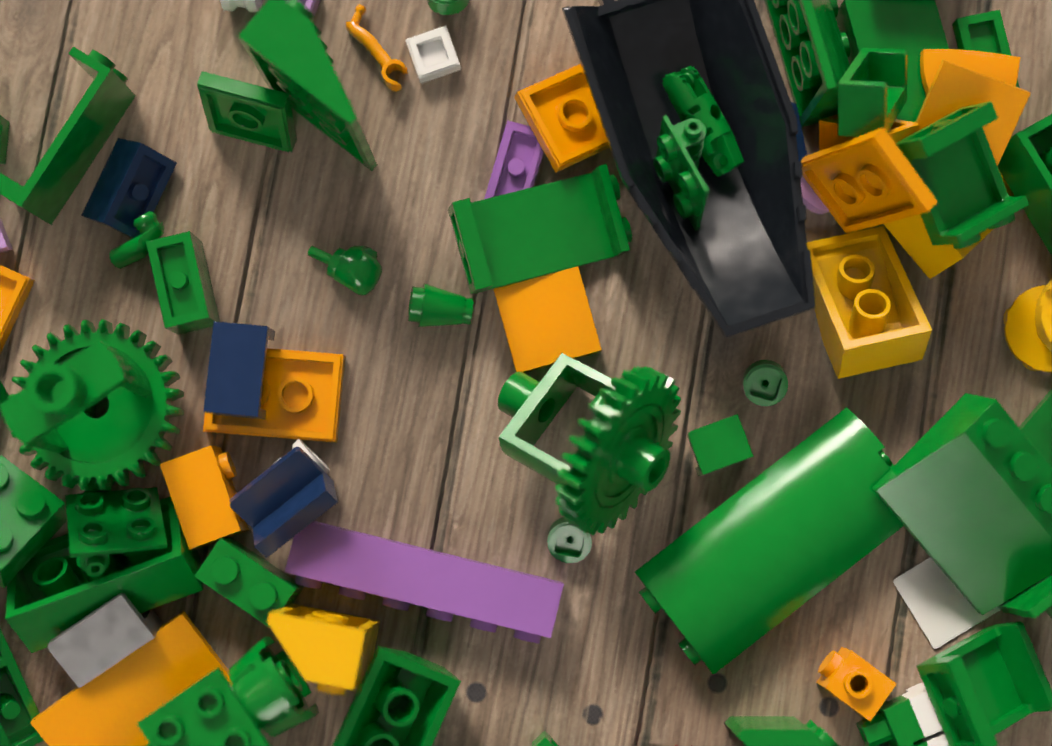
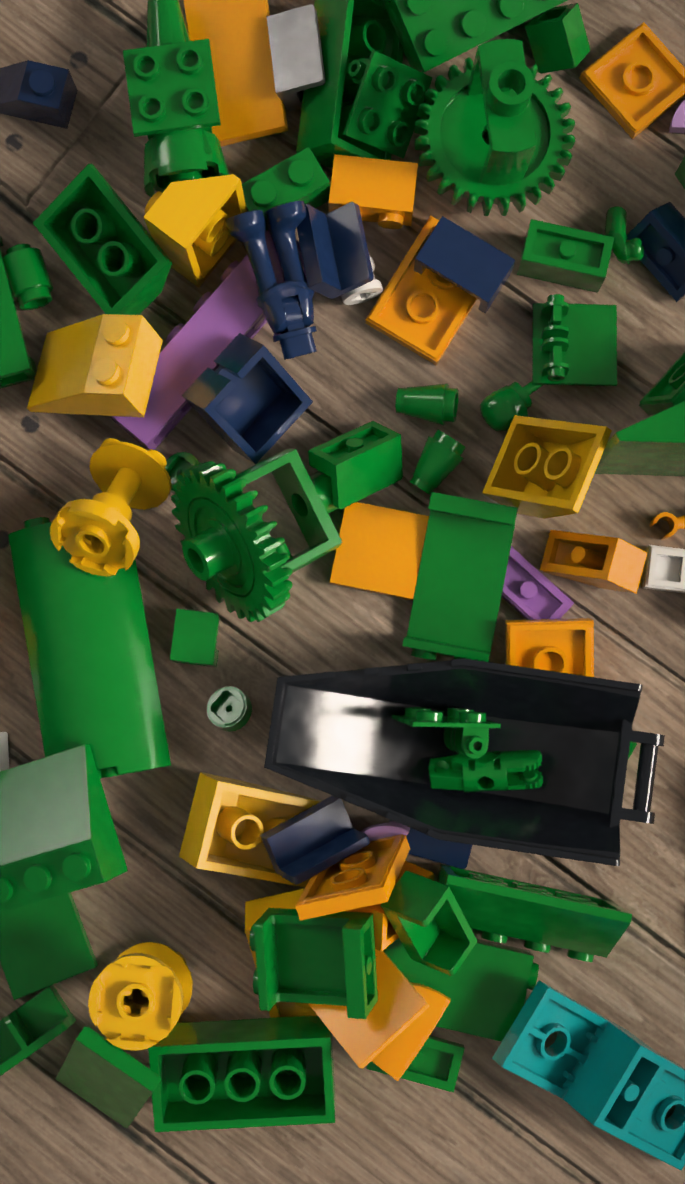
camera: 120 degrees right, 0 degrees up
(263, 236) = (574, 343): none -> green hinge
(360, 514) = (285, 304): none -> dark blue piece
(386, 342) = (429, 403): none -> green cone
(398, 193) = (546, 466): none -> yellow slope
(460, 120) = (594, 560): none -> light orange slope
(470, 509) = (248, 398): none -> dark blue piece
(476, 377) = (359, 462): none -> green panel
(514, 672) = (97, 367): none -> yellow slope
(674, 579) = (100, 529): none -> yellow piece
(850, 240) = (313, 841): none -> dark blue panel

